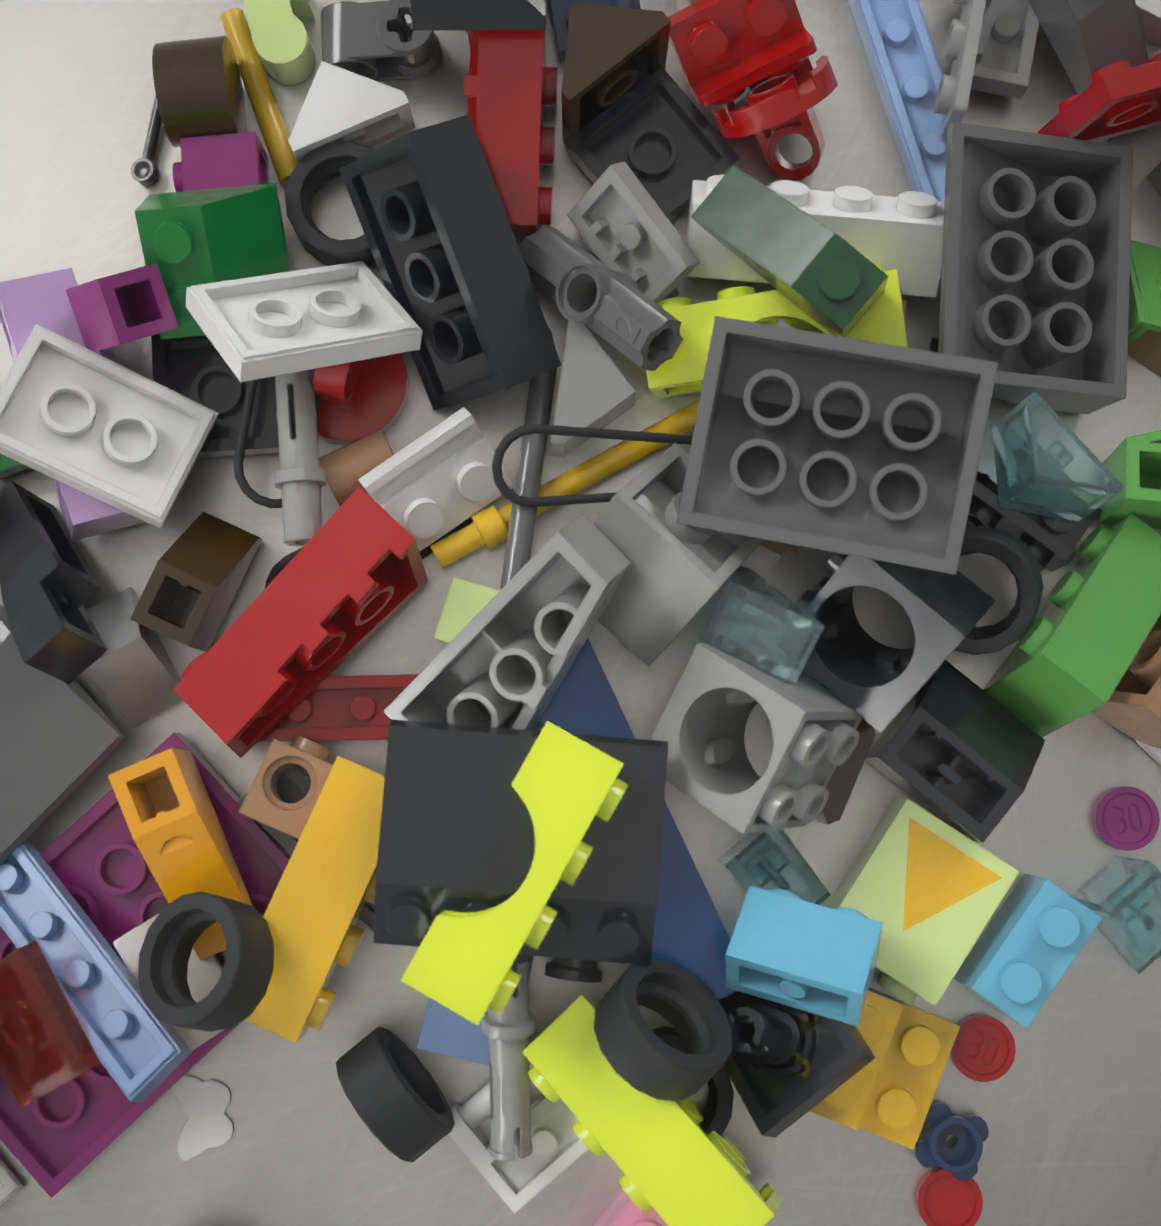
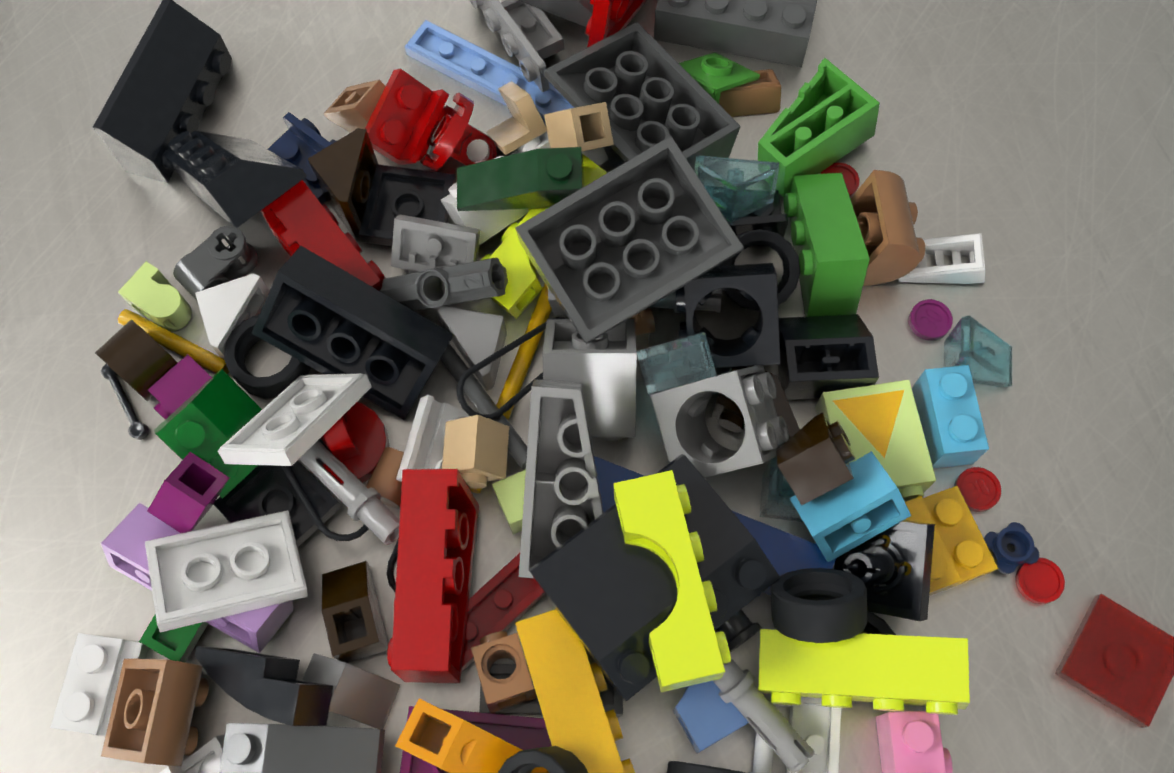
camera: 40 degrees left, 15 degrees down
(465, 526) = (476, 449): none -> tan brick
(813, 875) = (816, 459): none -> dark brown slope
(863, 164) = (522, 126): none -> tan panel
(917, 242) = (580, 127): none -> tan brick

